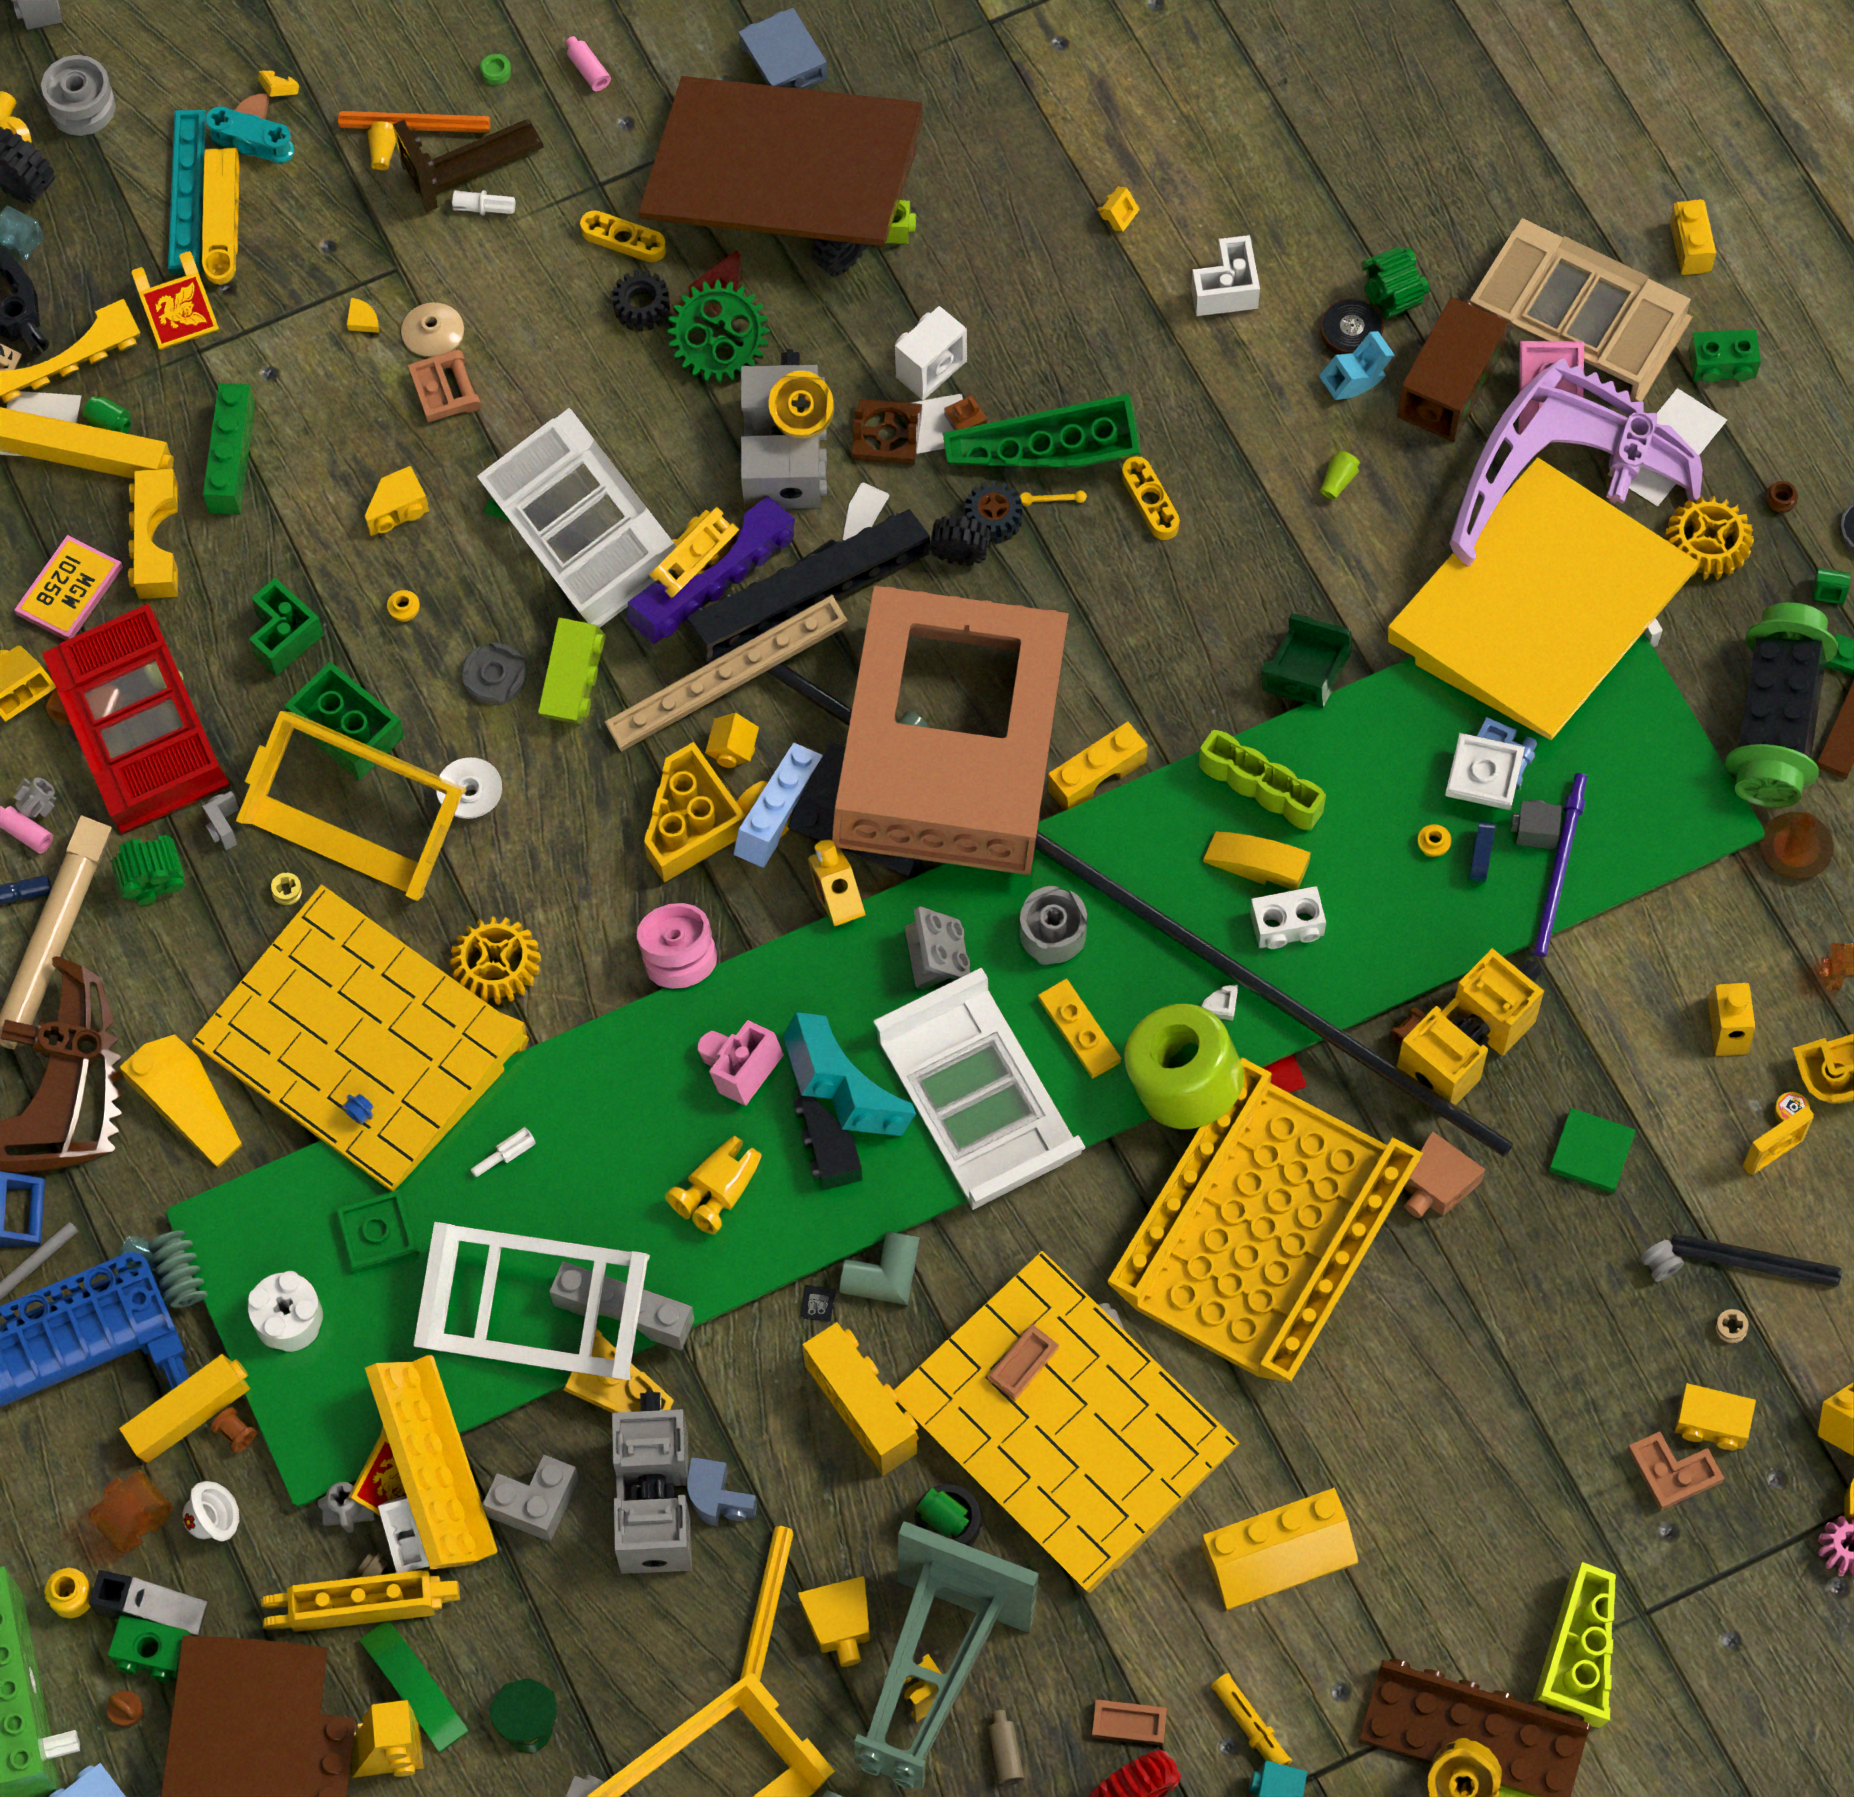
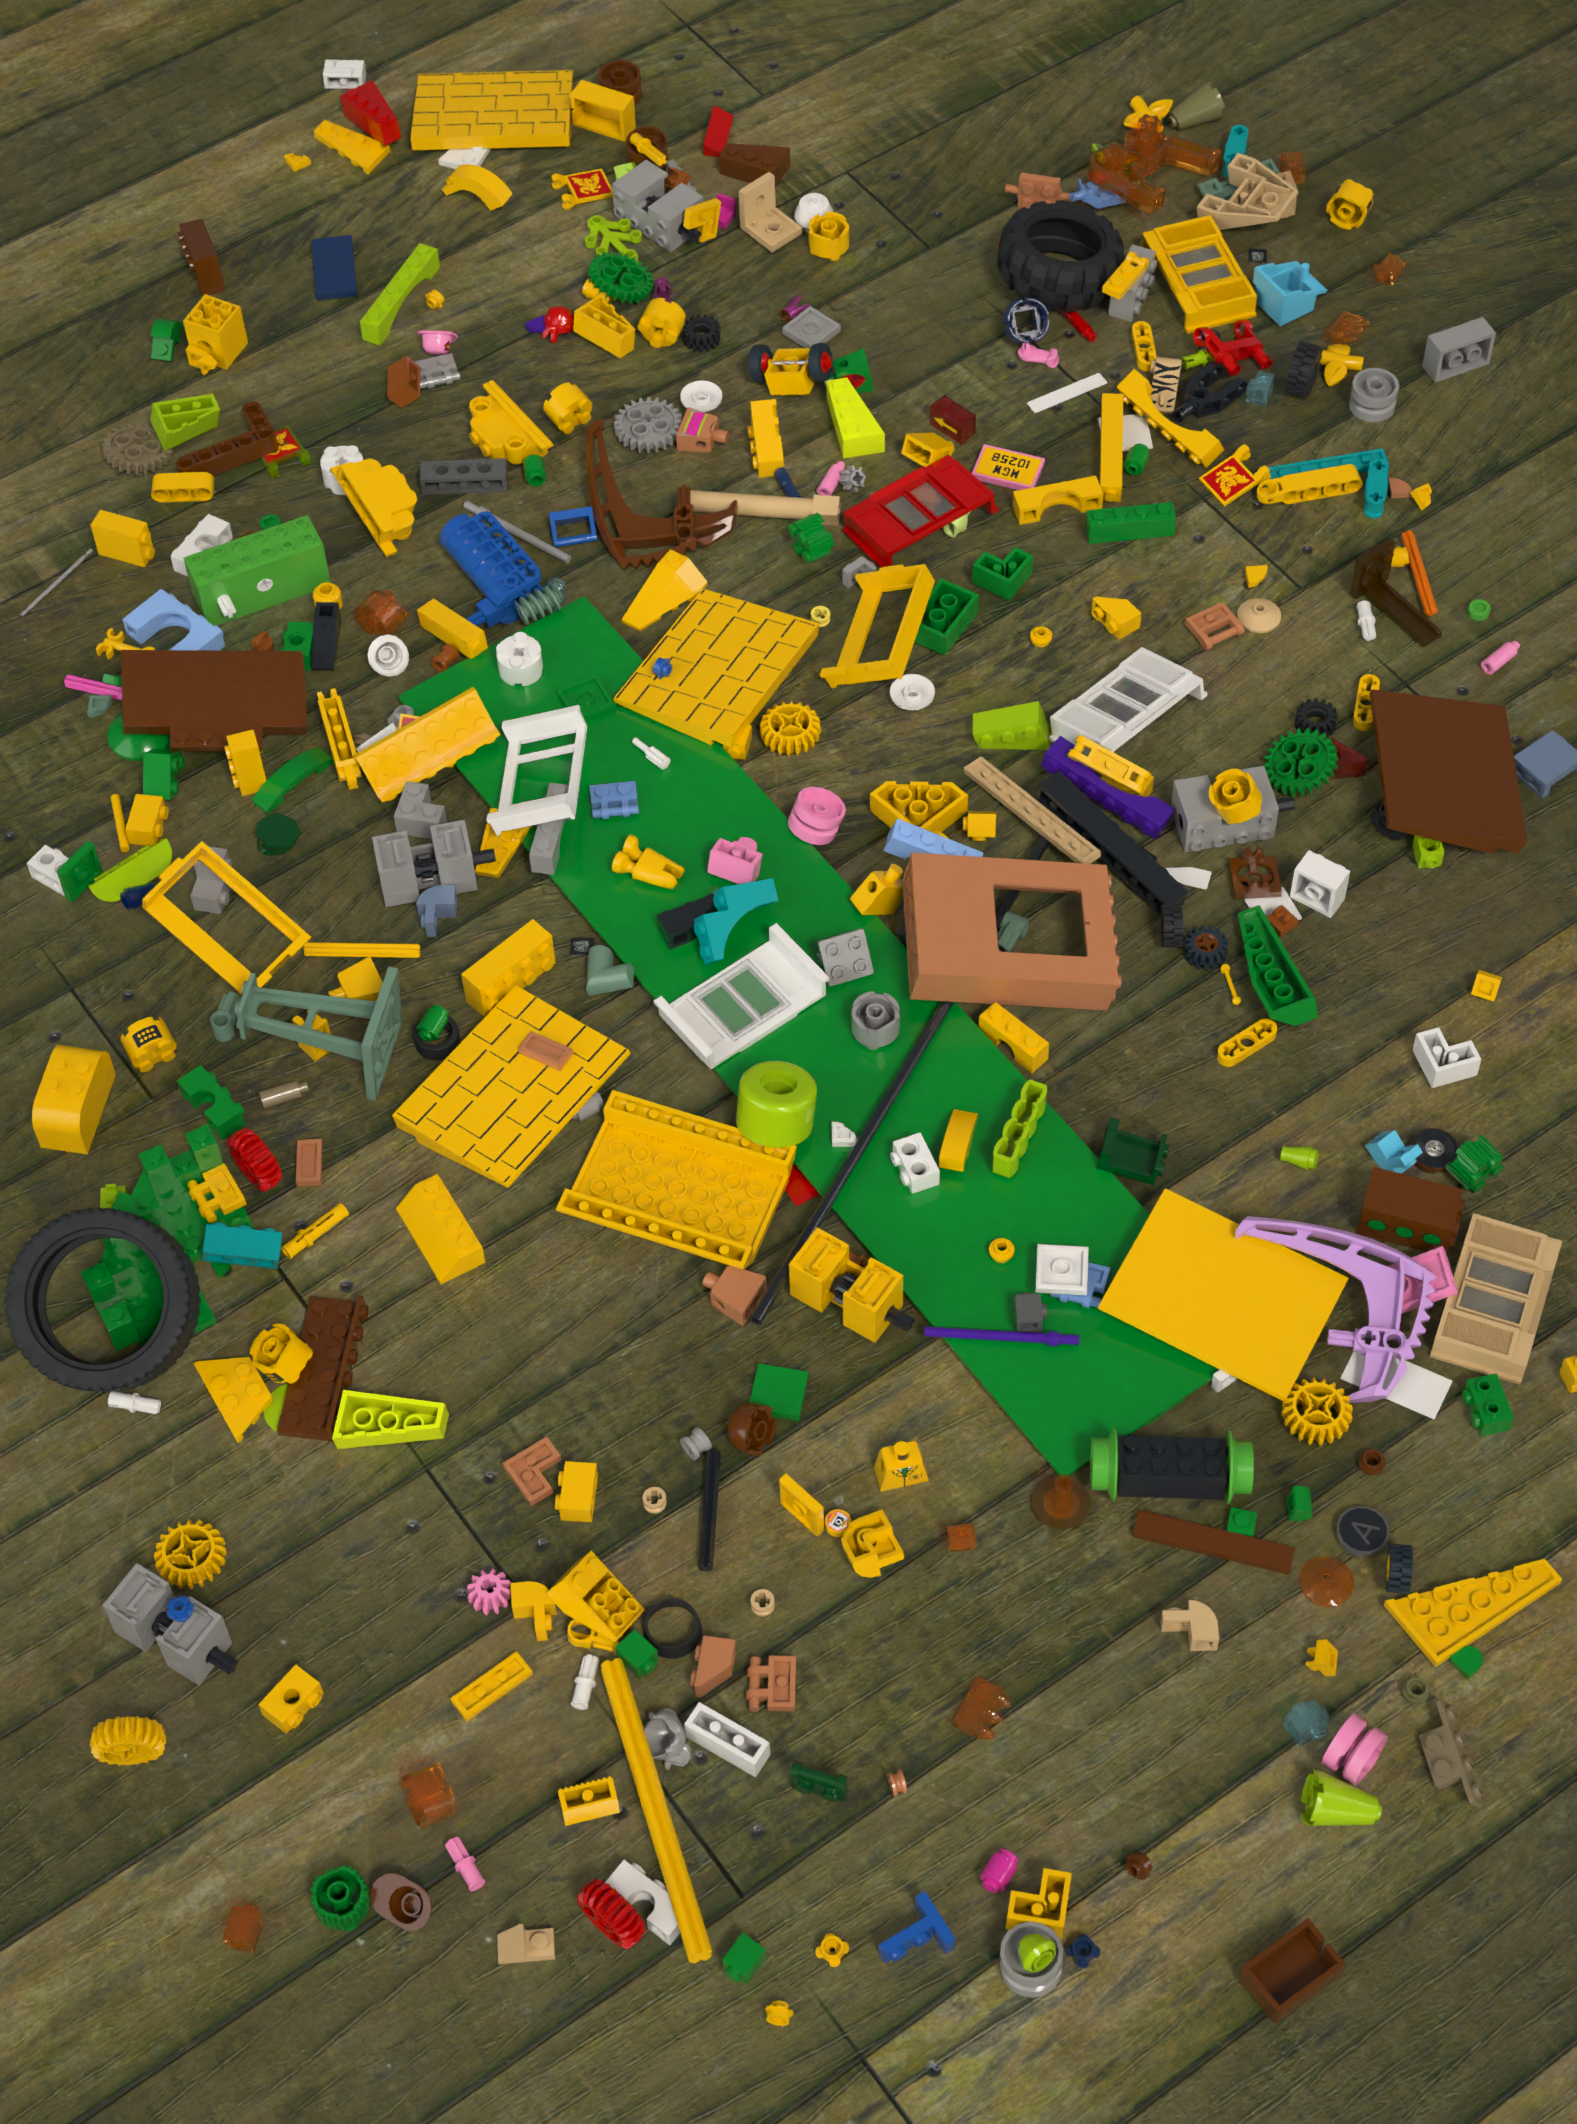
camera: 80 degrees right, 10 degrees down
(494, 674) = (1003, 692): dark grey tile -> none
(570, 1211) = (613, 795): none -> medium blue plate
(1079, 1028) = (811, 1047): yellow plate -> none
(1482, 851) = (998, 1280): dark blue beam -> none
(1651, 1189) = (751, 1427): none -> reddish brown cylinder

